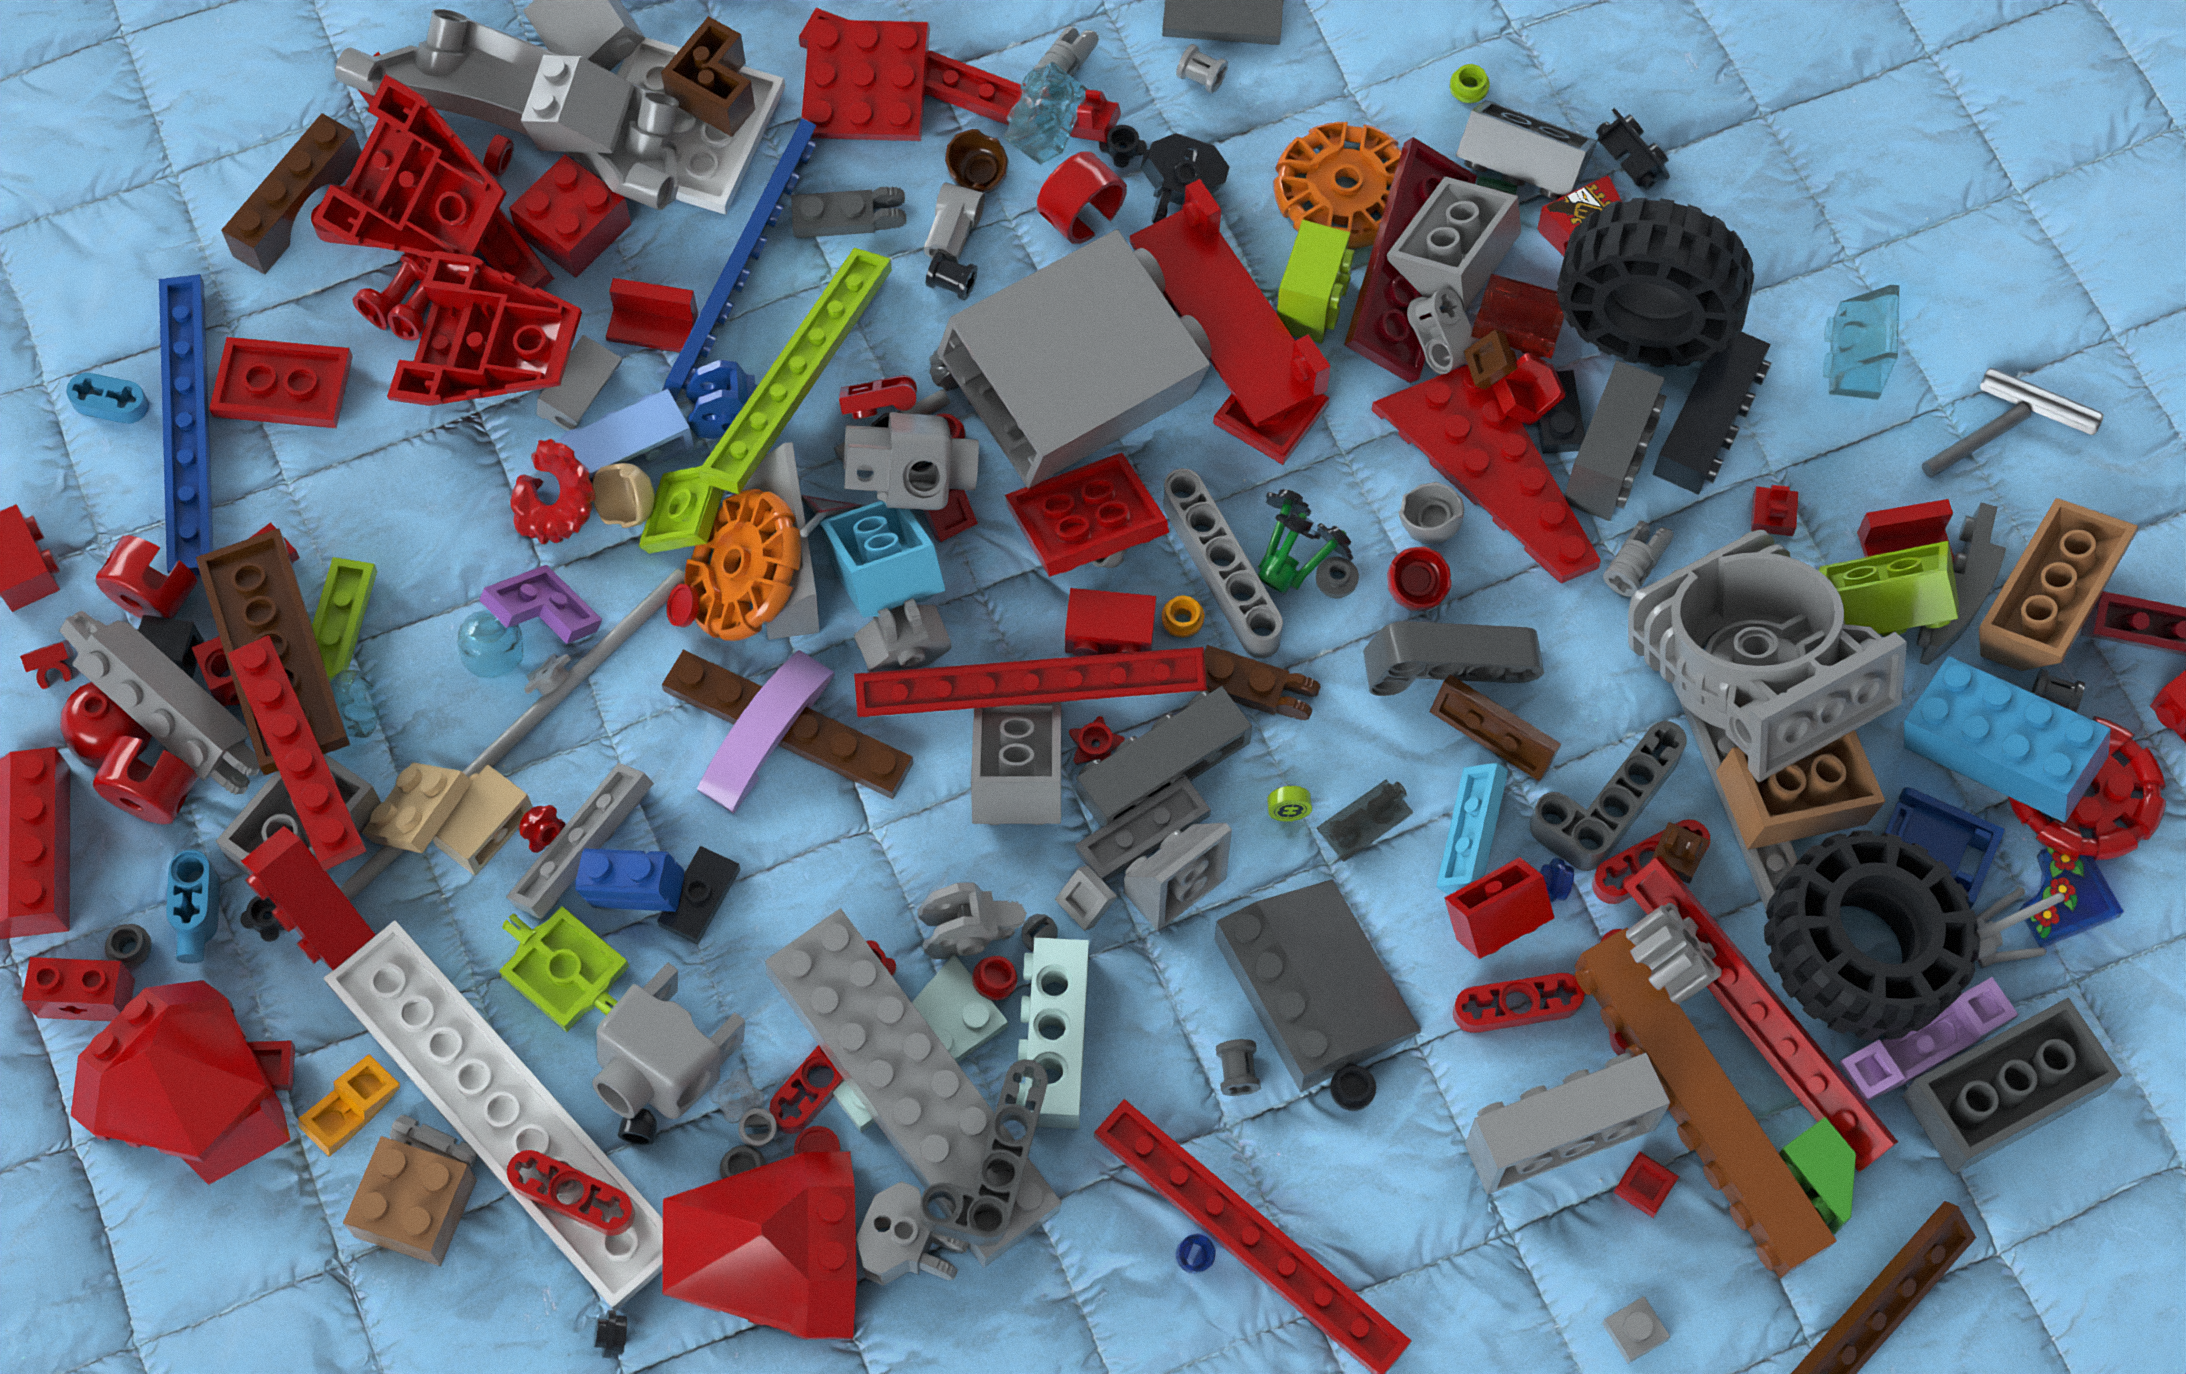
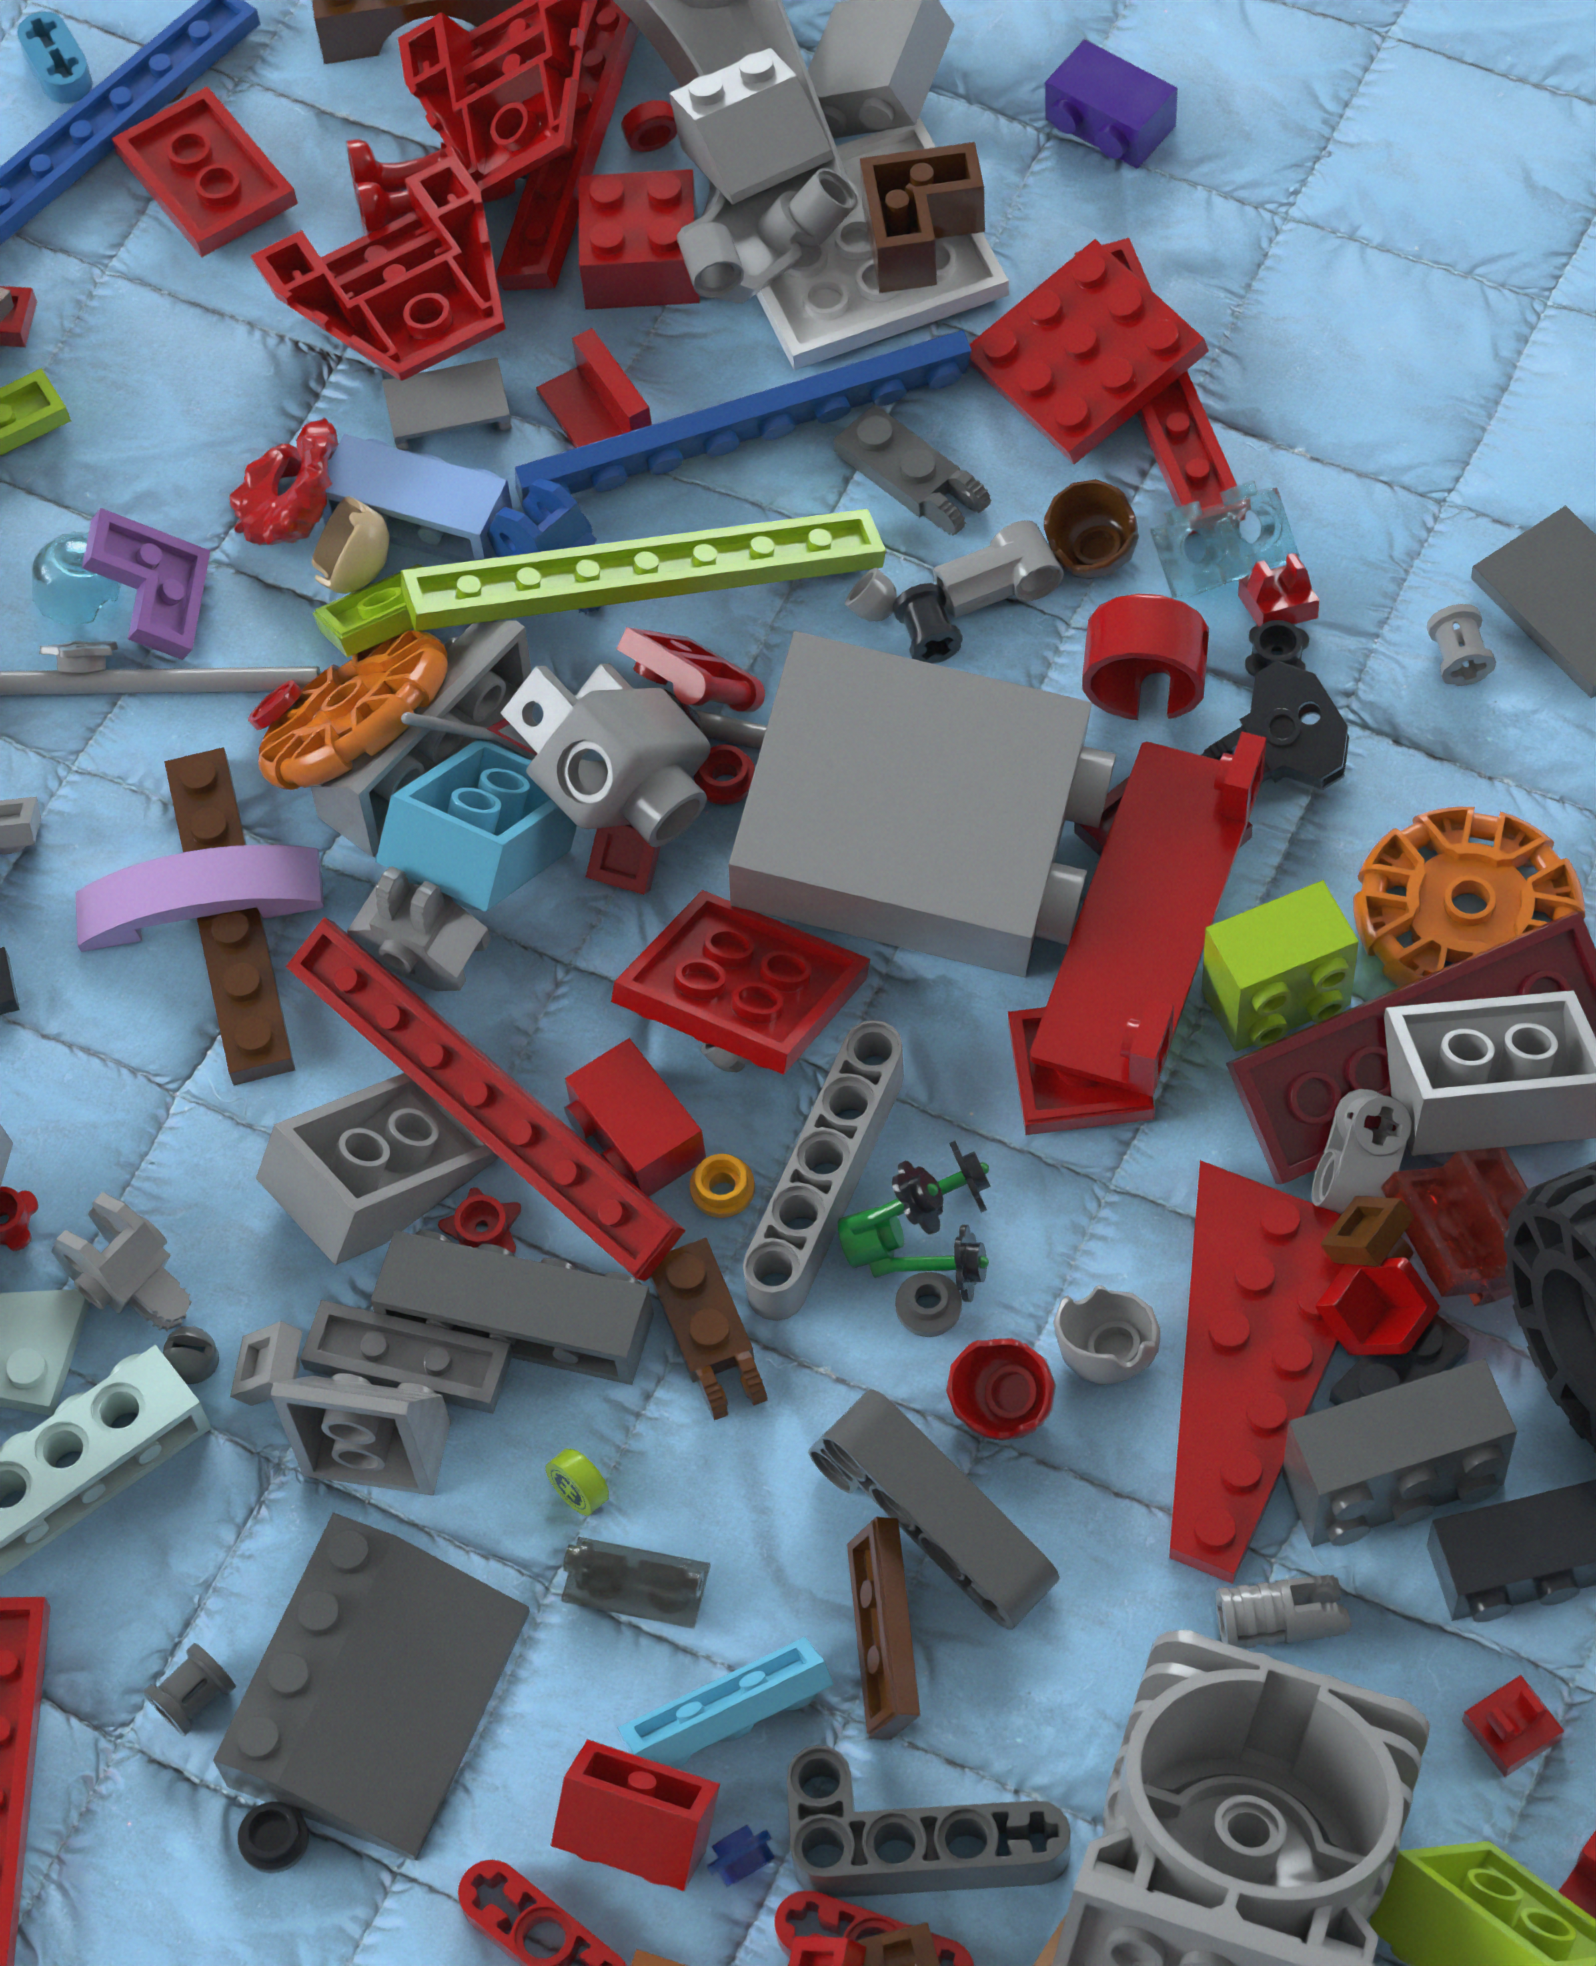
camera: 55 degrees right, 5 degrees down
(907, 286) = (872, 596): none -> light grey hinge
(994, 978) = (90, 1351): red plate -> none
(1070, 50) = (1332, 505): light grey hinge -> none

